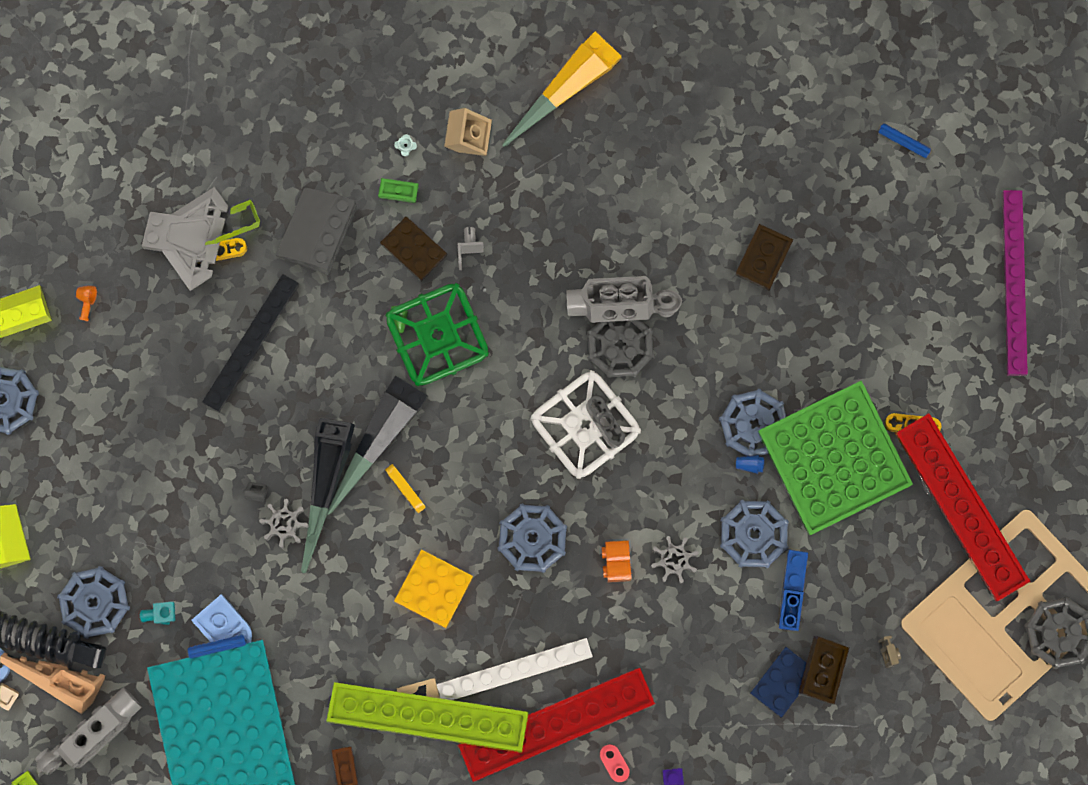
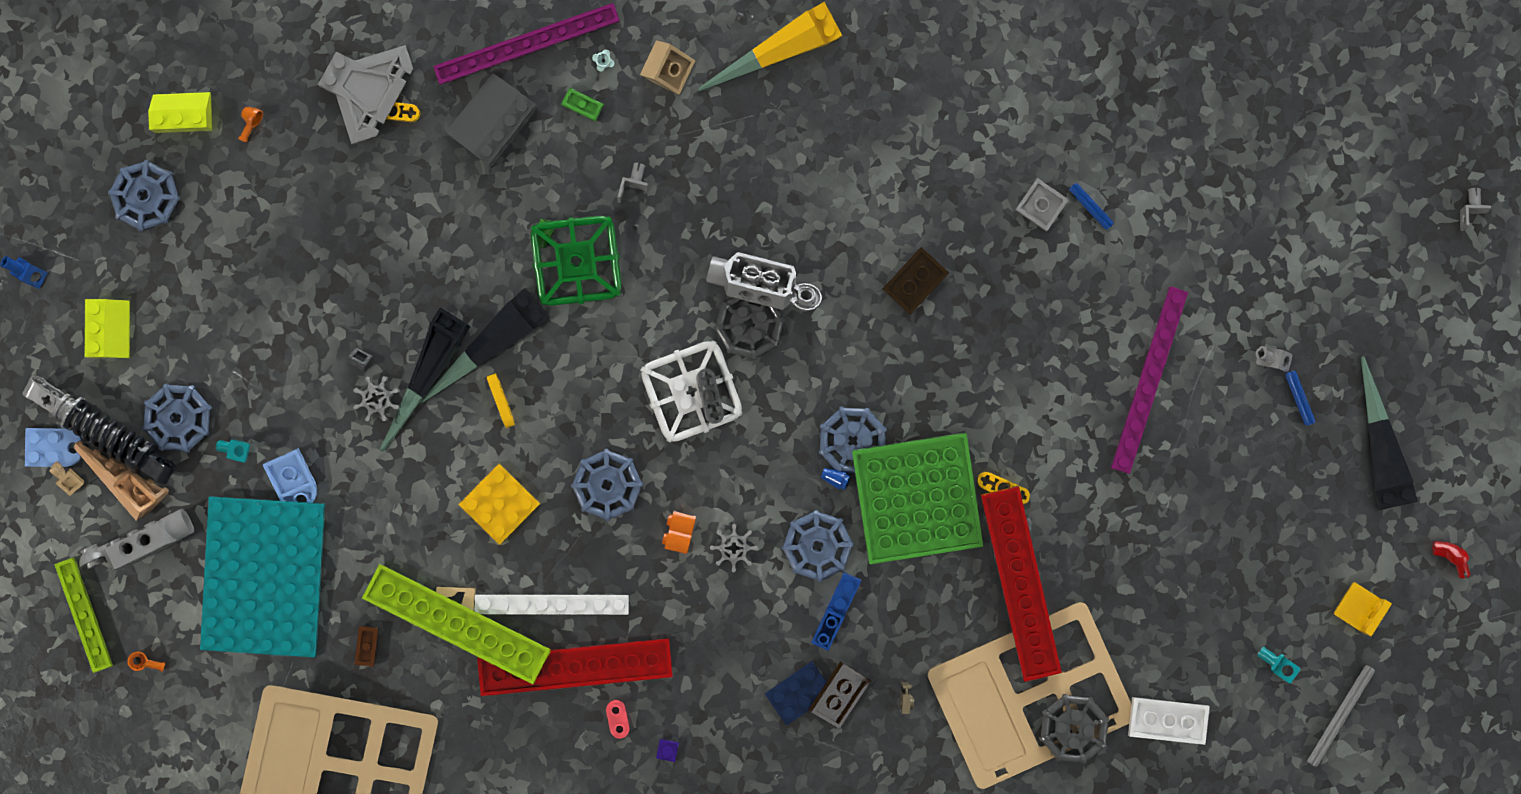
camera: 15 degrees right, 10 degrees up
(216, 646) = (279, 497): blue axle -> none
(237, 208) = (418, 75): lime piece -> none
(250, 343) = (396, 212): black plate -> none
(328, 151) = (526, 44): none -> magenta plate
(413, 248) = (580, 167): dark brown plate -> none
(858, 152) = (1041, 204): none -> light grey plate

